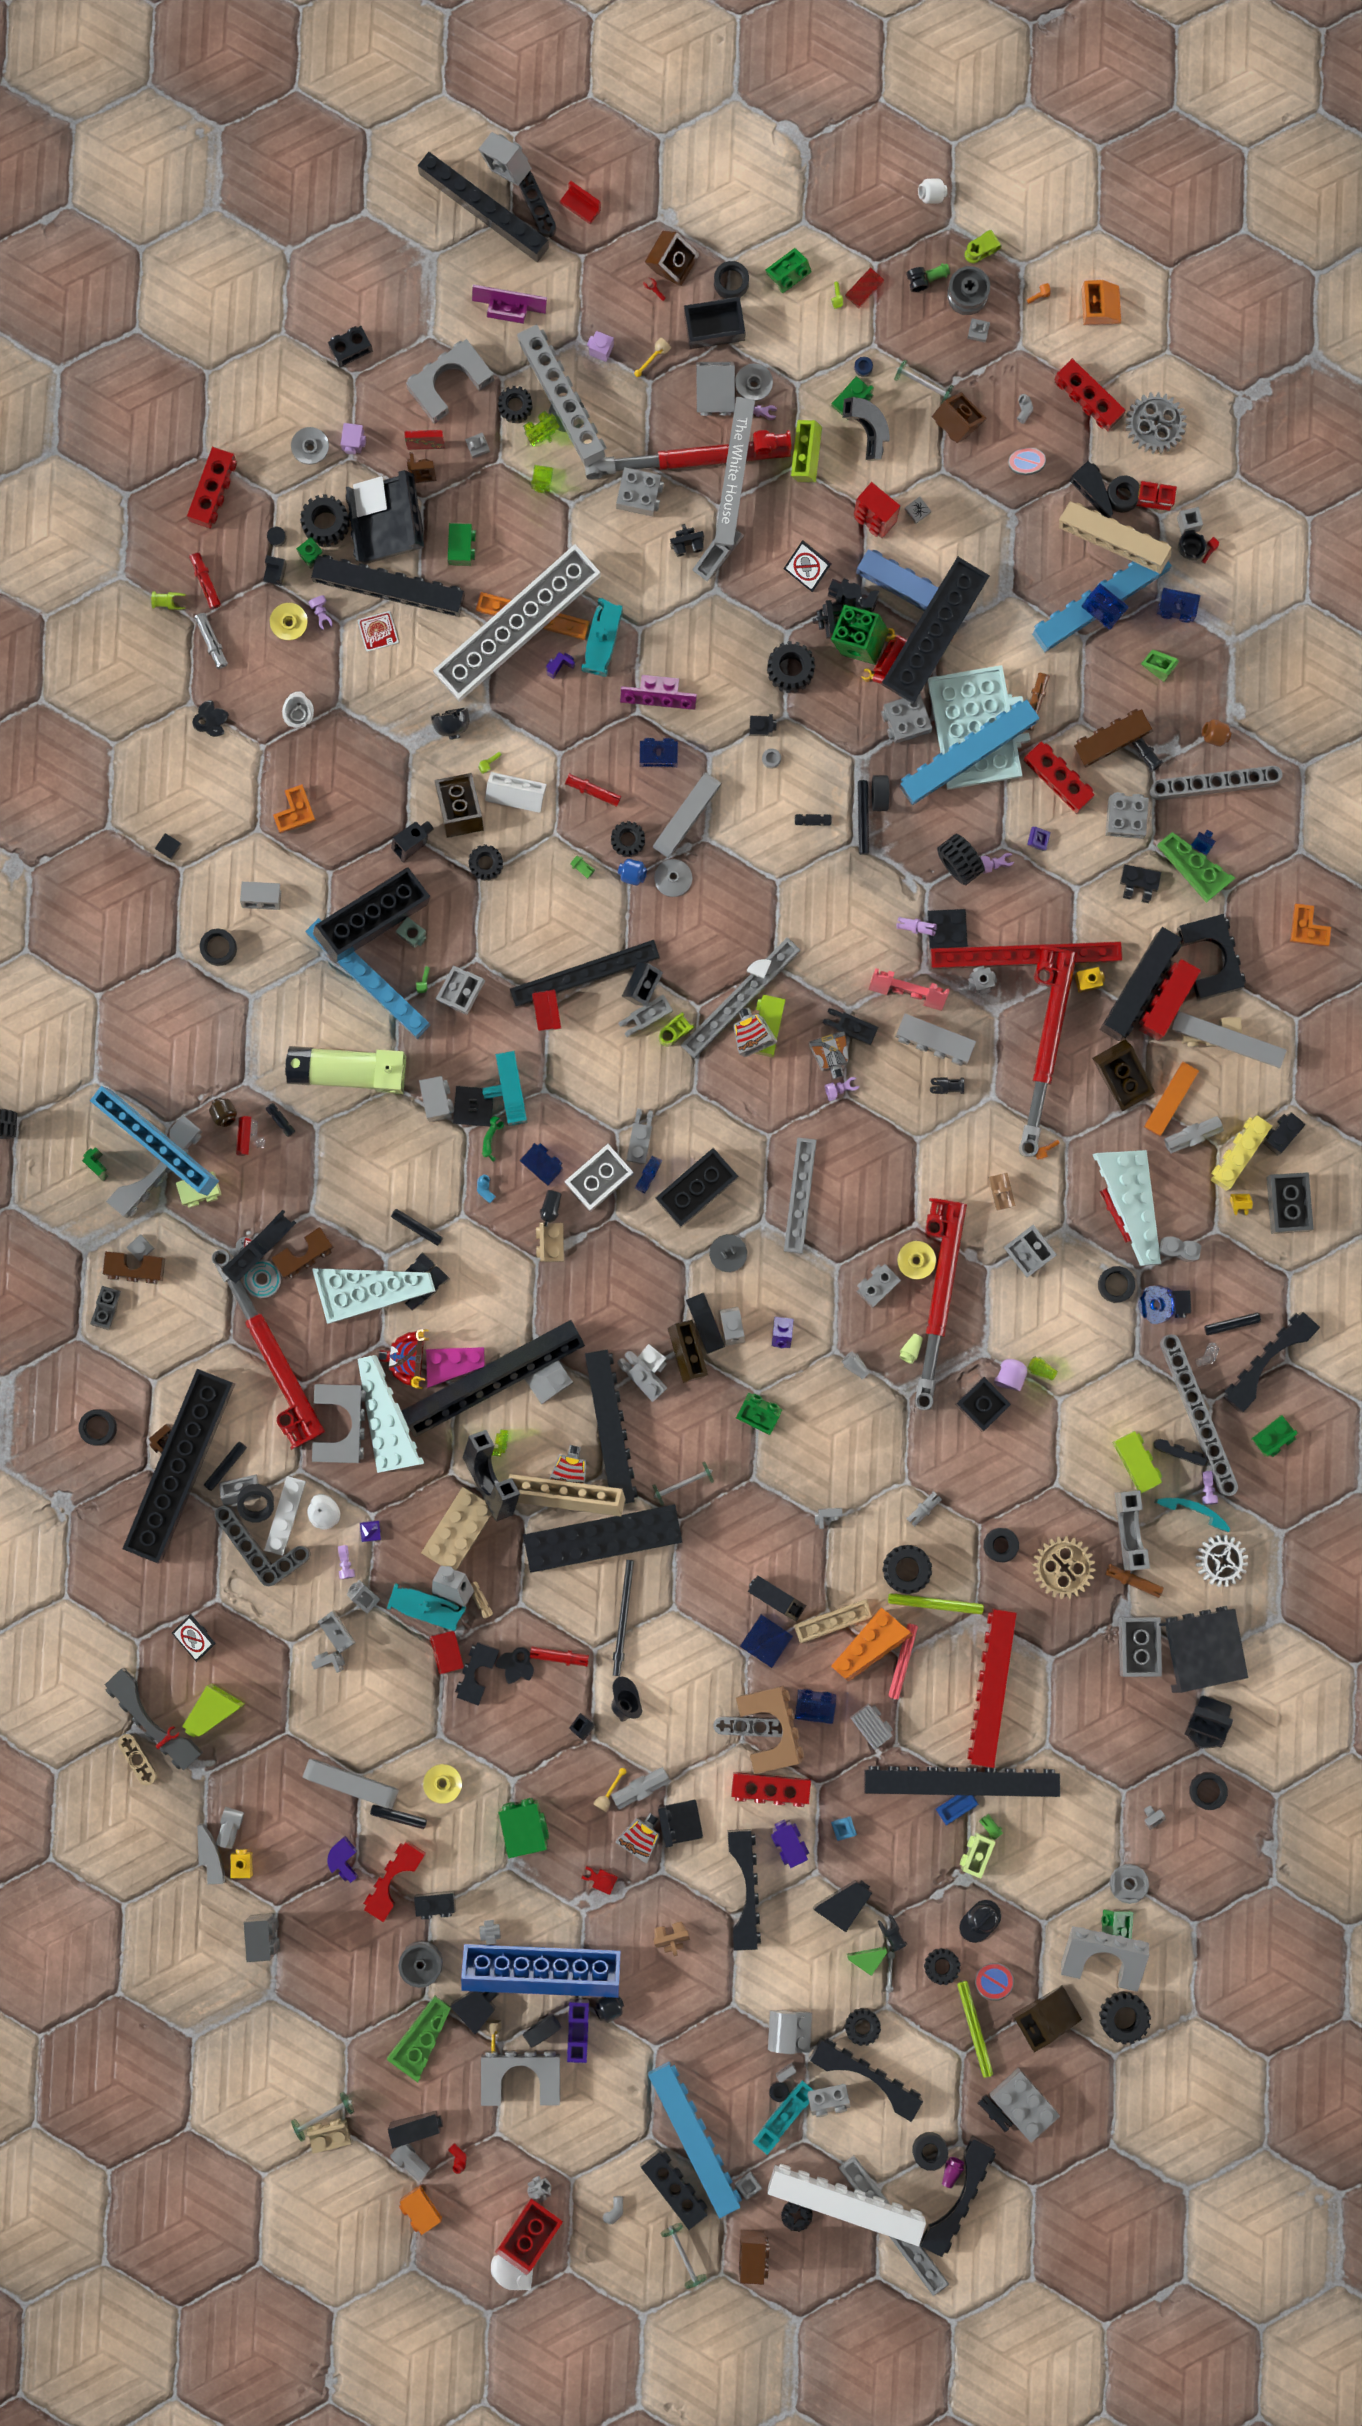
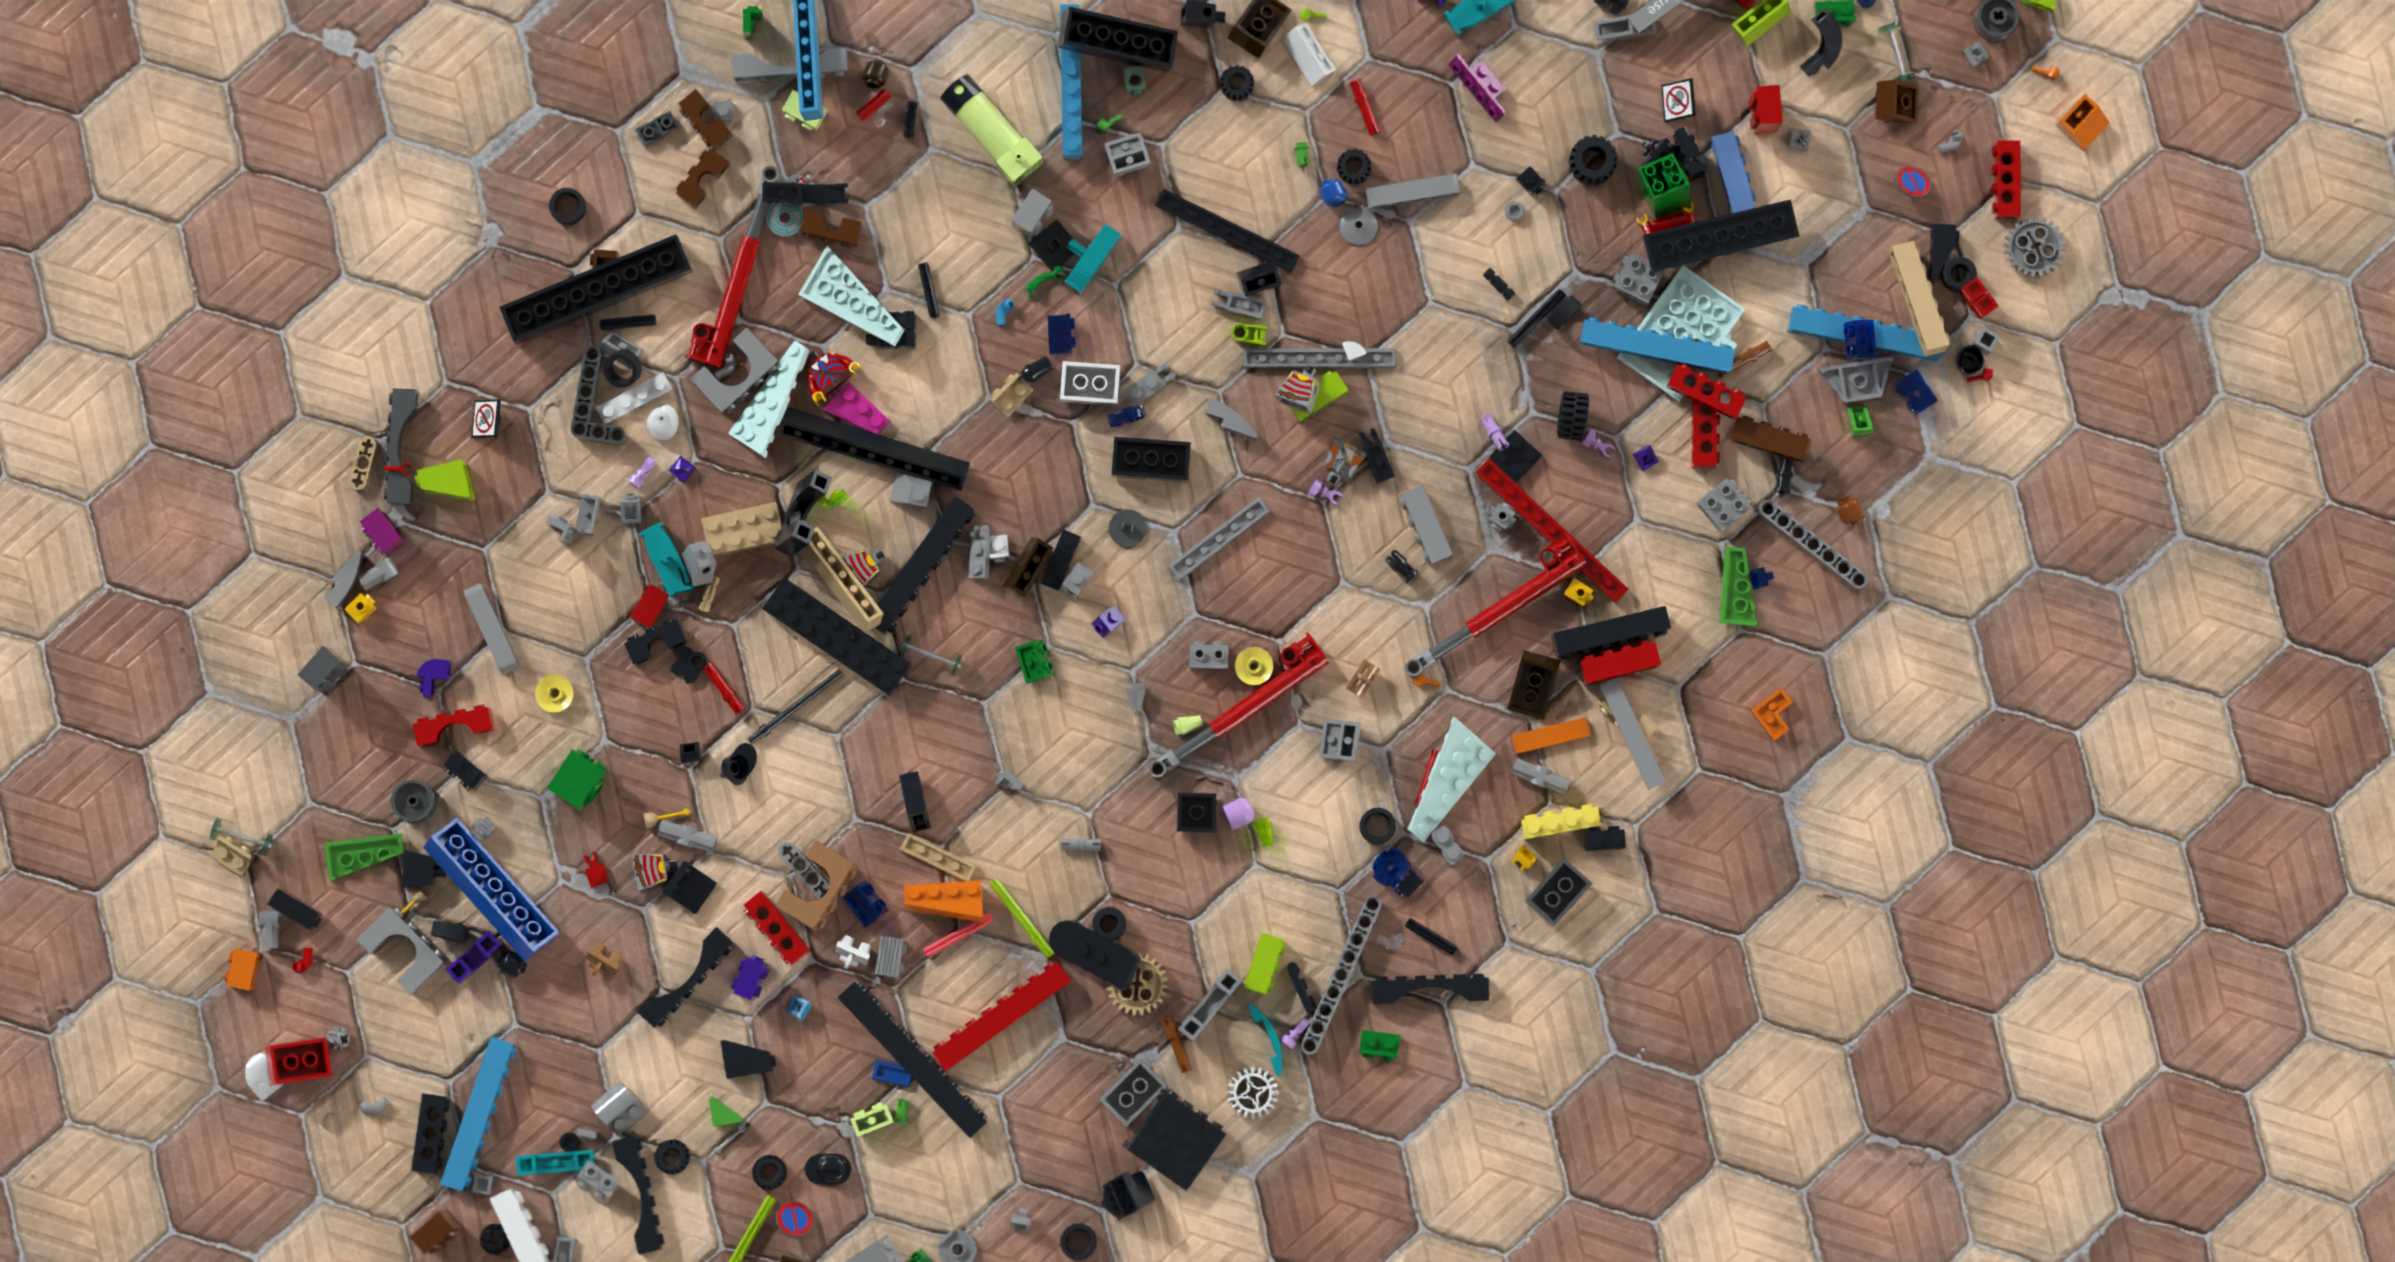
camera: 50 degrees right, 0 degrees up
(169, 1294) = (709, 163): none -> reddish brown arch
(201, 1794) = (382, 531): none -> magenta brick
(330, 1425) = (728, 368): none -> light grey arm
(398, 1816) = (501, 685): black axle -> none
(546, 1010) = (1173, 229): red panel -> none
(668, 755) = (1427, 122): clear blue brick -> none
(696, 2280) = (399, 1159): axle -> none
(723, 1103) = (1230, 419): none -> light grey slope
(766, 1641) = (878, 824): clear blue plate -> none
(849, 1747) = (851, 955): none -> white hips
(893, 1935) = (757, 1115): black piece -> none
(919, 1581) = (1010, 866): black tyre -> none
(934, 995) = (1430, 448): coral wedge -> none
(1010, 763) = (1695, 393): none -> red brick
(1013, 1576) = (1094, 953): none -> black piece
(1129, 636) = (1859, 379): none -> light grey wing
(1139, 878) = (1689, 558): black plate -> none
(1216, 931) = (1704, 649): black arch -> none

